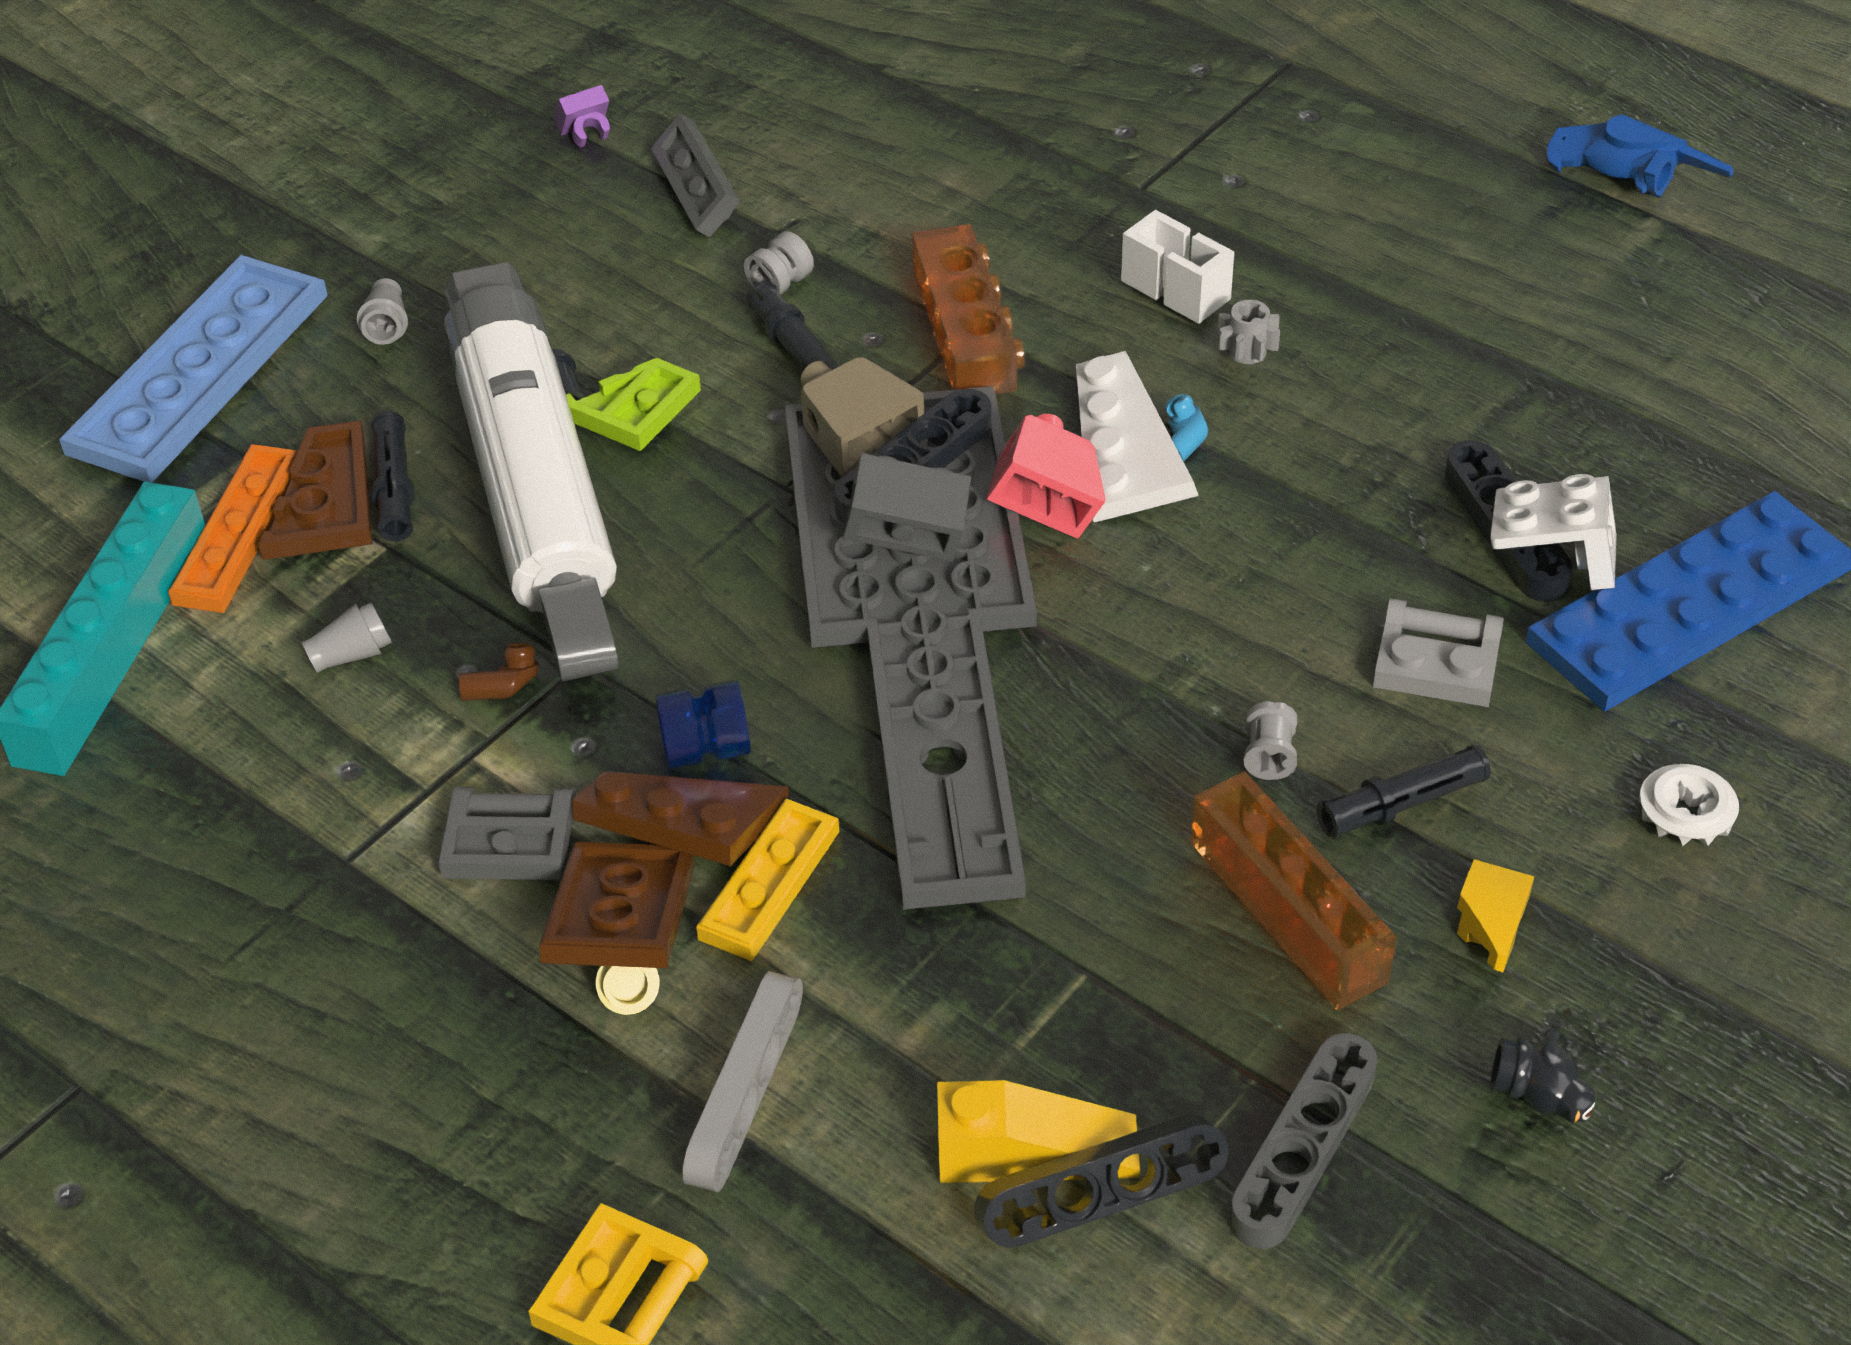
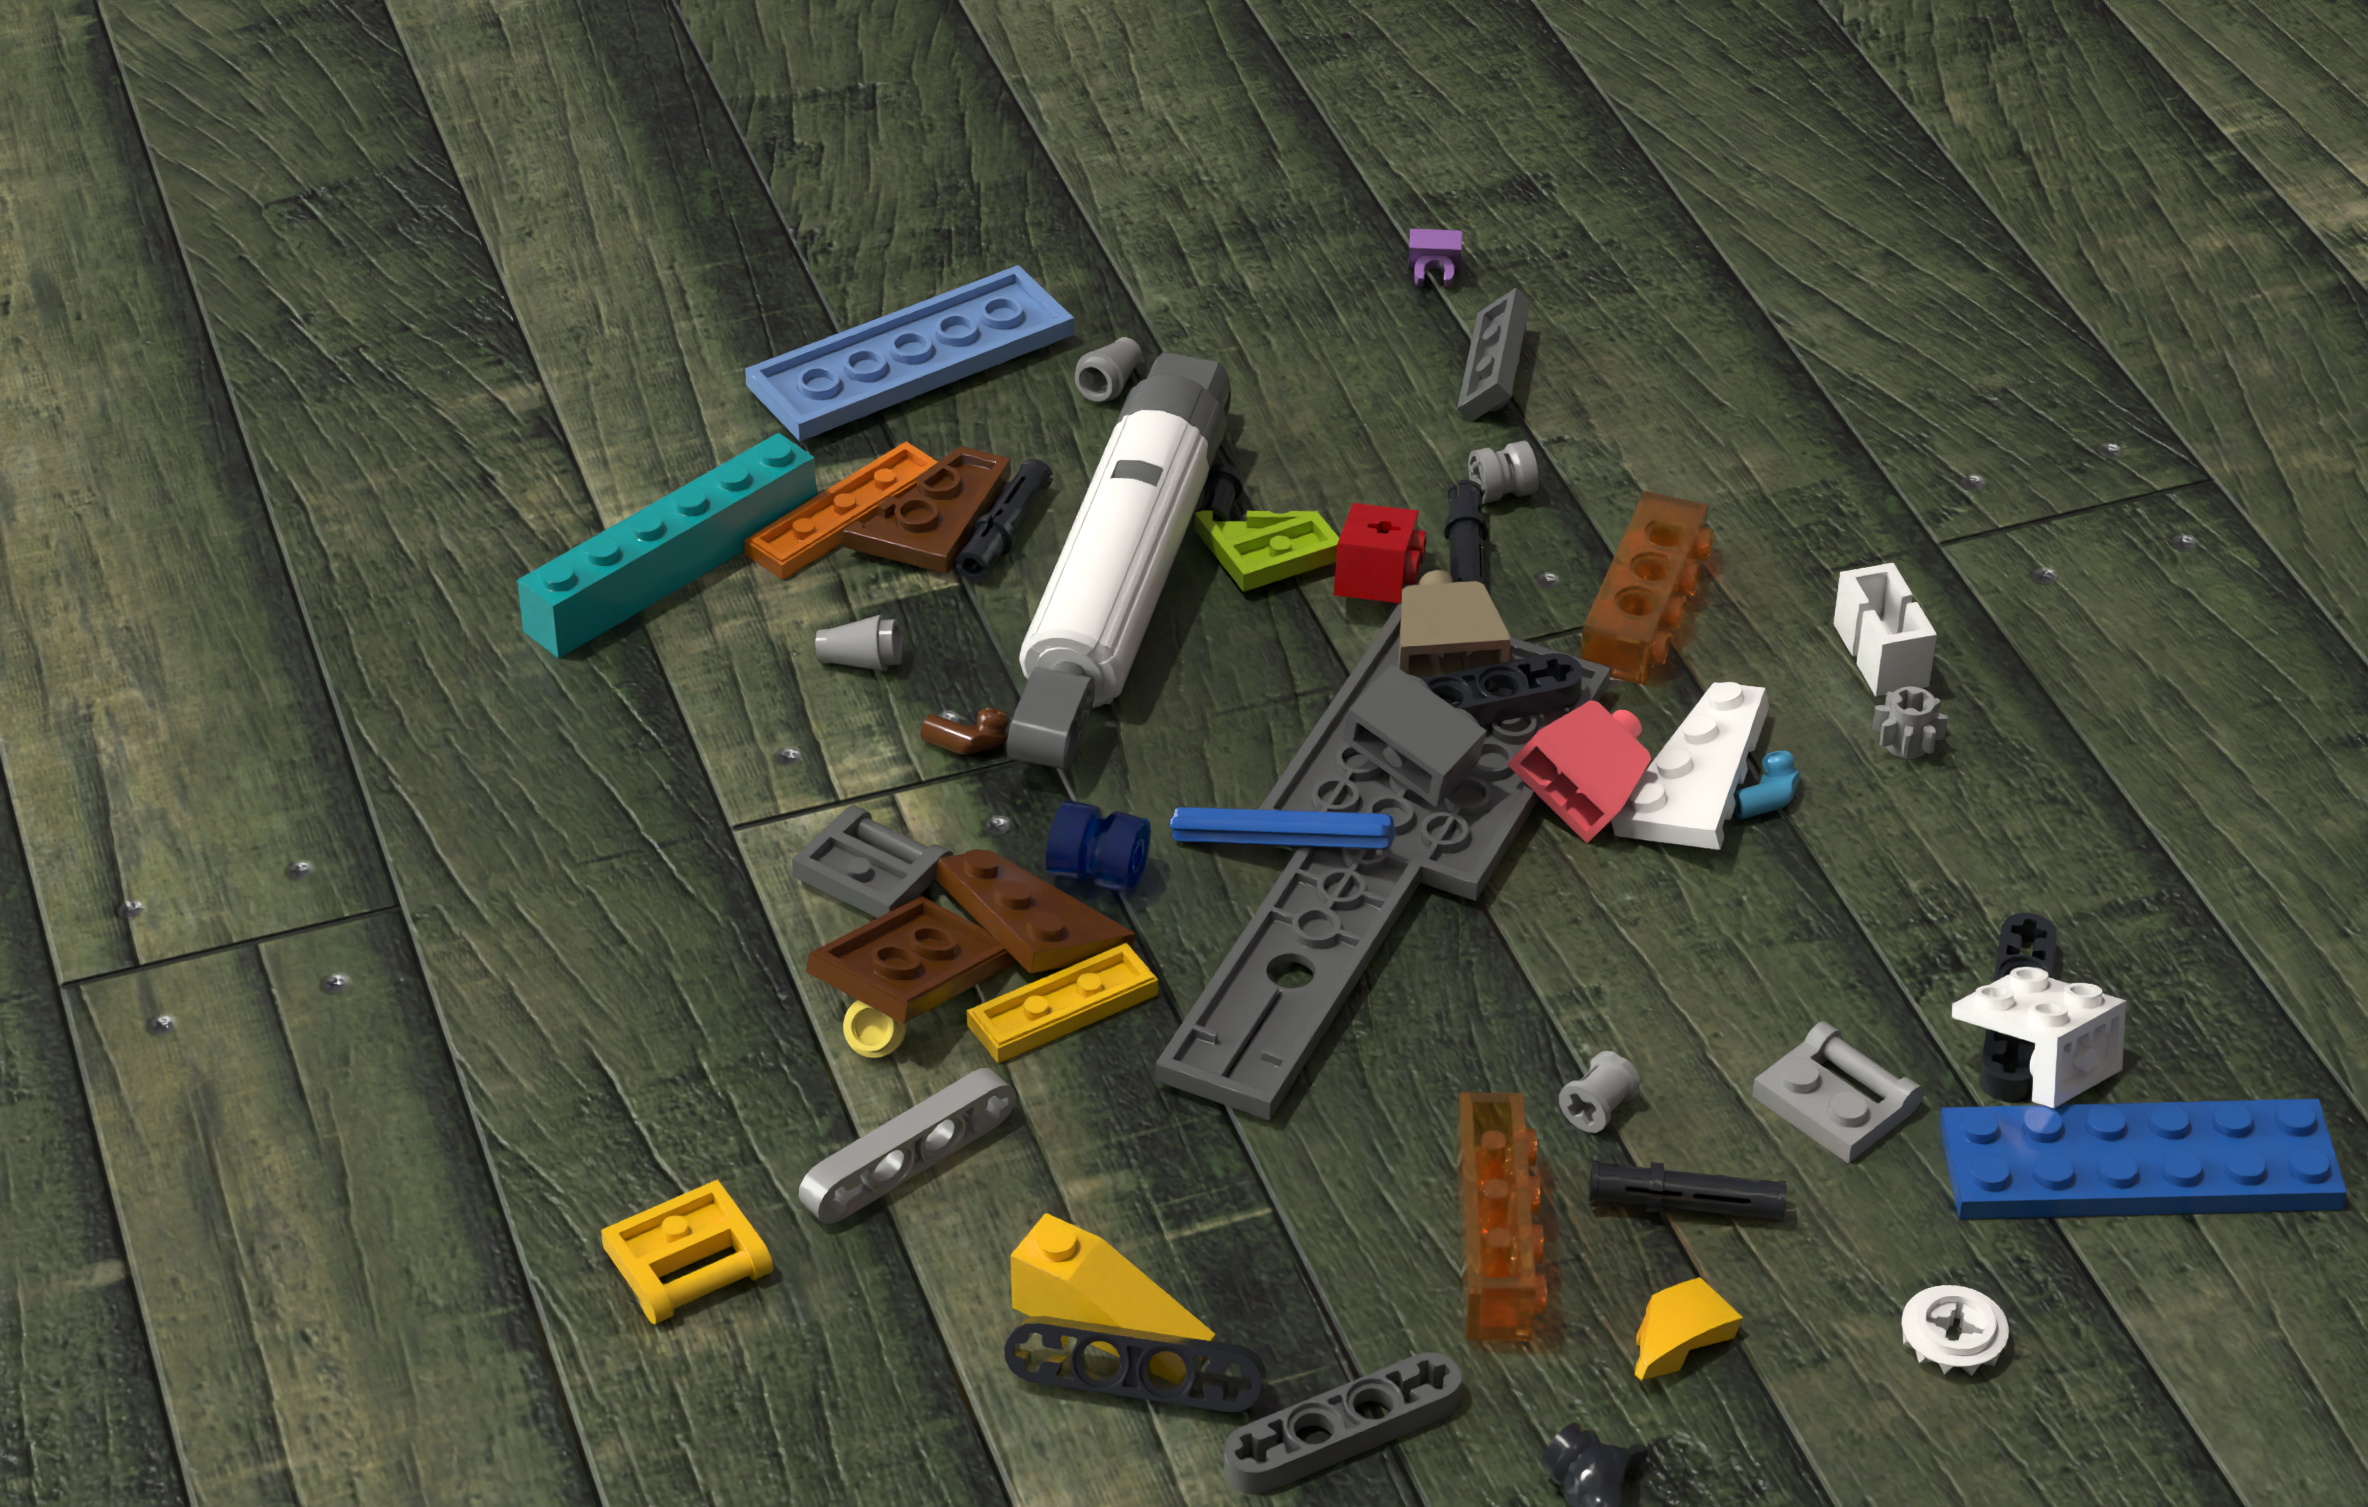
camera: 30 degrees right, 5 degrees down
(739, 371) = (1378, 553): none -> red brick
(847, 636) = (1283, 828): none -> blue axle

